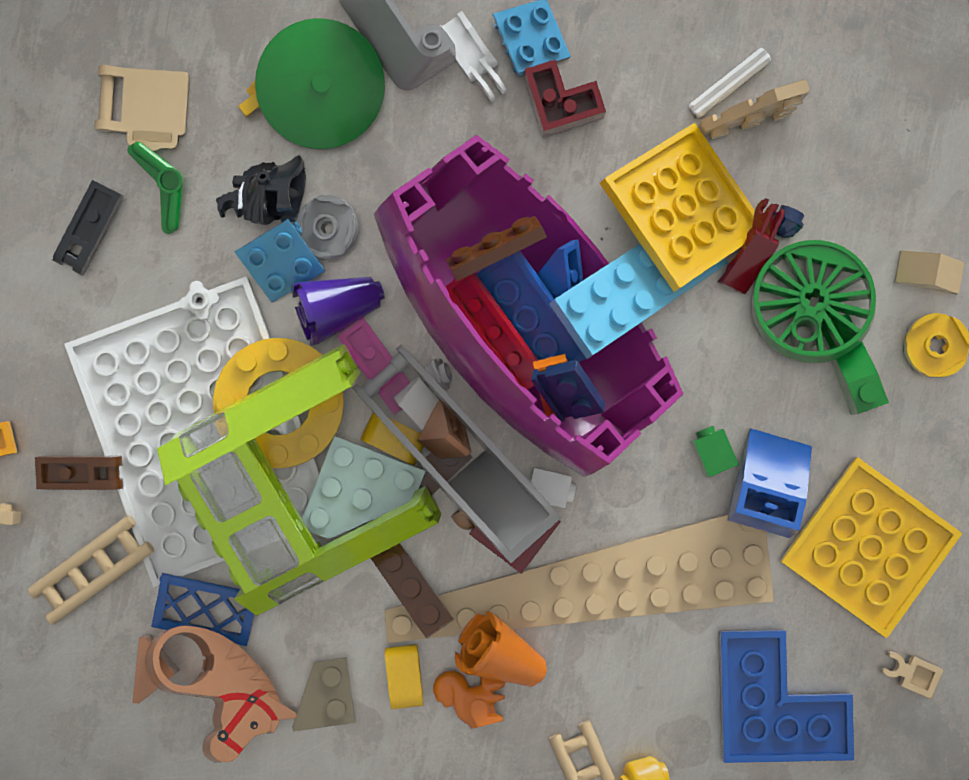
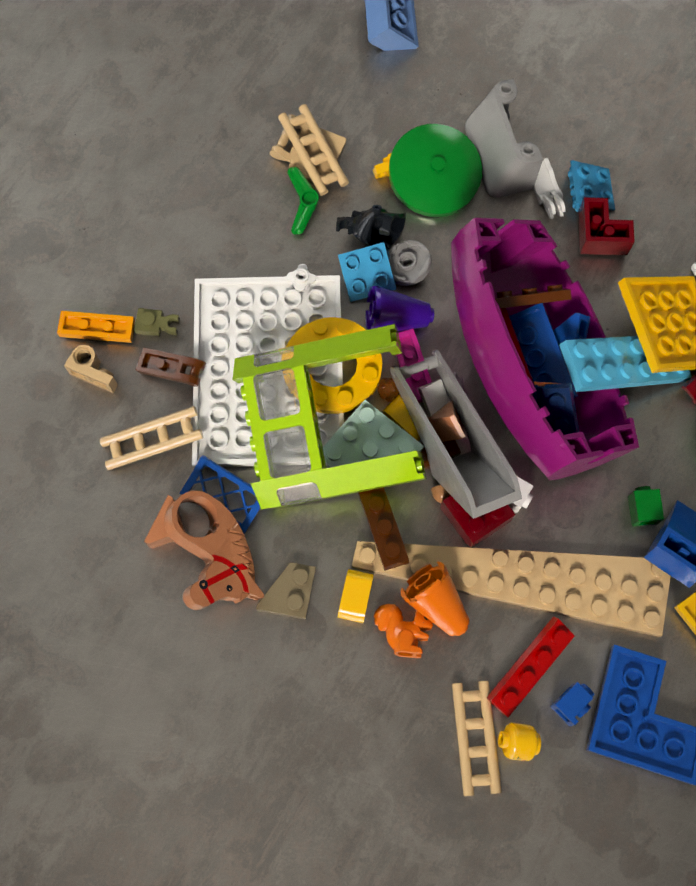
camera: 20 degrees right, 15 degrees down
(32, 416) = (152, 322): none -> olive plate
(87, 226) = (240, 211): black plate -> none
(150, 88) = (315, 136): none -> tan bar
(357, 408) = (387, 389): none -> clear orange plate
(632, 689) = (530, 666): none -> red plate
(693, 714) = (573, 702): none -> blue brick

